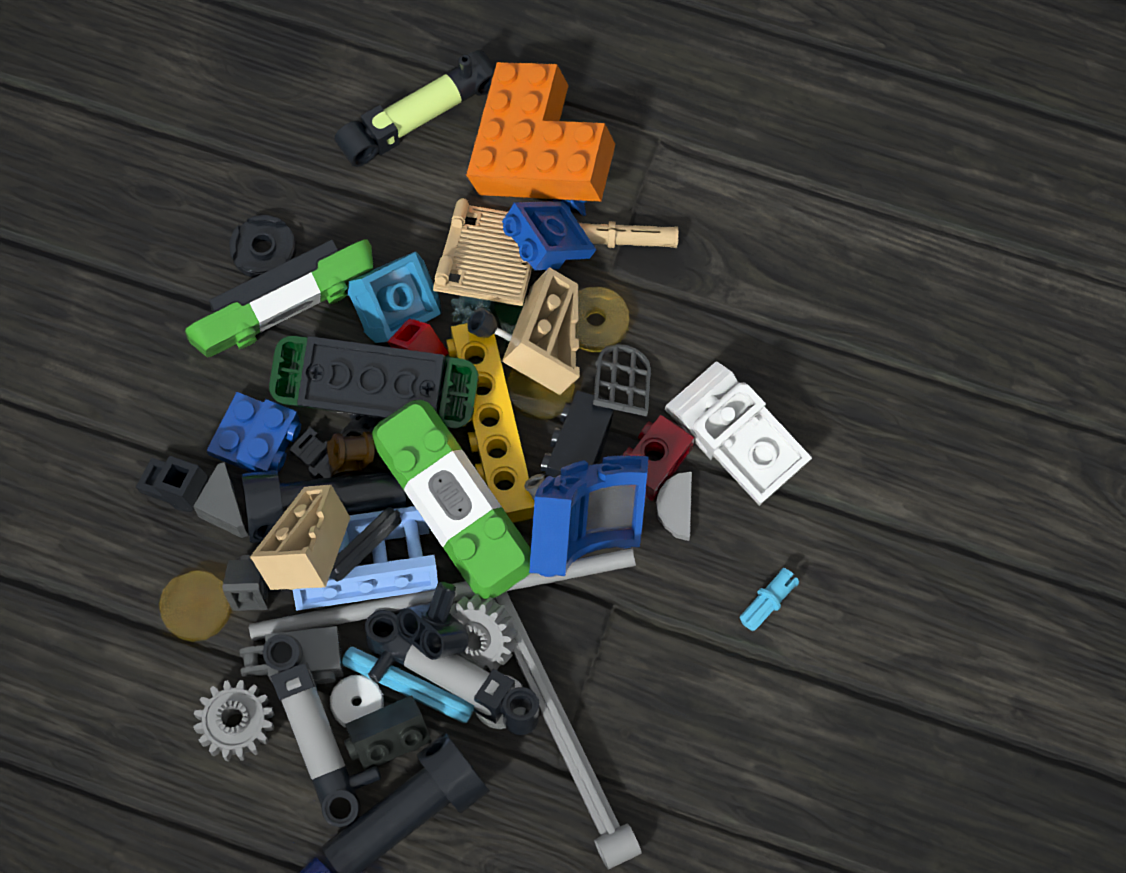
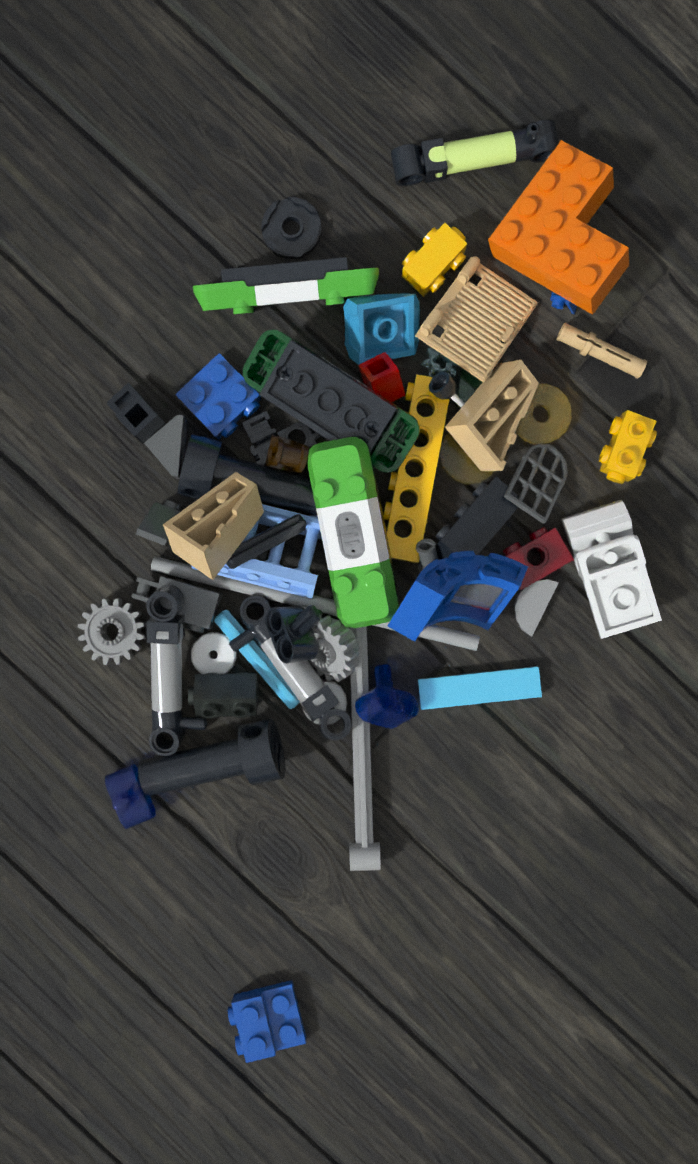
camera: 25 degrees right, 20 degrees up
(194, 606) = (115, 521): clear yellow tile -> none
(422, 212) = (440, 252): none -> yellow brick
(546, 234) = (532, 325): blue plate -> none
(566, 665) = (385, 704): none -> clear blue beam
(659, 614) = (479, 687): none -> medium azure tile
(697, 320) = (625, 453): none -> yellow brick
(768, 599) = (570, 714): medium azure axle -> none

